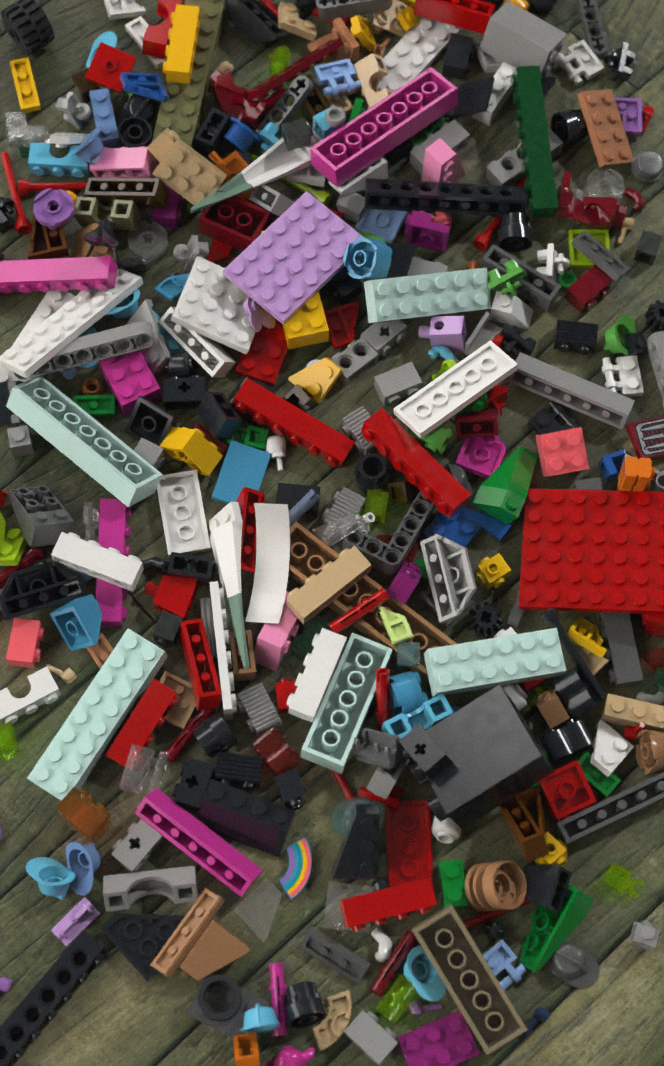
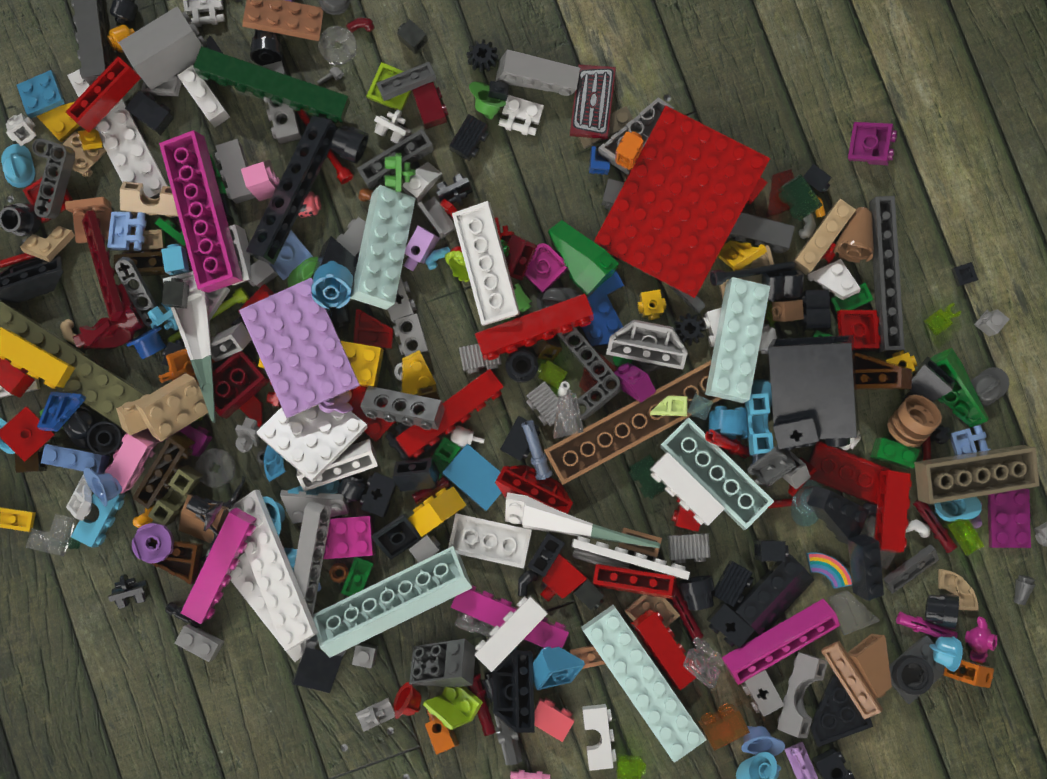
camera: 60 degrees left, 15 degrees up
(22, 224) = (151, 573): red piece -> none
(27, 187) = (112, 556): red piece -> none
(67, 676) = (593, 694): tan hand -> none
(73, 110) = (53, 484): light grey hips -> none
(212, 132) = (132, 366): black brick -> none
(271, 563) = (578, 489): white sticker -> none
(276, 639) = (628, 500): bright pink wedge -> none
(276, 752) = (730, 547): clear red brick -> none
(278, 373) = (413, 404): none -> dark grey brick
(279, 59) = (85, 275): clear neon green hips -> none
(315, 897) = (866, 567): none -> black brick
(328, 584) = (615, 447): tan brick -> none
(335, 116) = (175, 252): light grey tile -> none
(339, 625) = (647, 431): red pin -> none
(362, 30) = (86, 186): yellow wing -> none
(371, 1037) = (985, 567): light grey brick -> none
(380, 49) = (109, 178): nougat hand -> none
(397, 384) = (449, 308): light grey brick -> none
(425, 233) = (314, 224): magenta plate -> none
(472, 98) = (202, 118): black flag -> none
(540, 1014) = (1016, 429): dark blue hand -> none
(546, 423) = (544, 198): black plate -> none
(562, 452) = (572, 199): coral brick -> none
(566, 279) = (413, 120): green tile -> none
(571, 391) = (520, 163): light grey brick -> none
(593, 211) = (362, 68): dark red hips -> none
(628, 224) = (380, 44): tan hand -> none

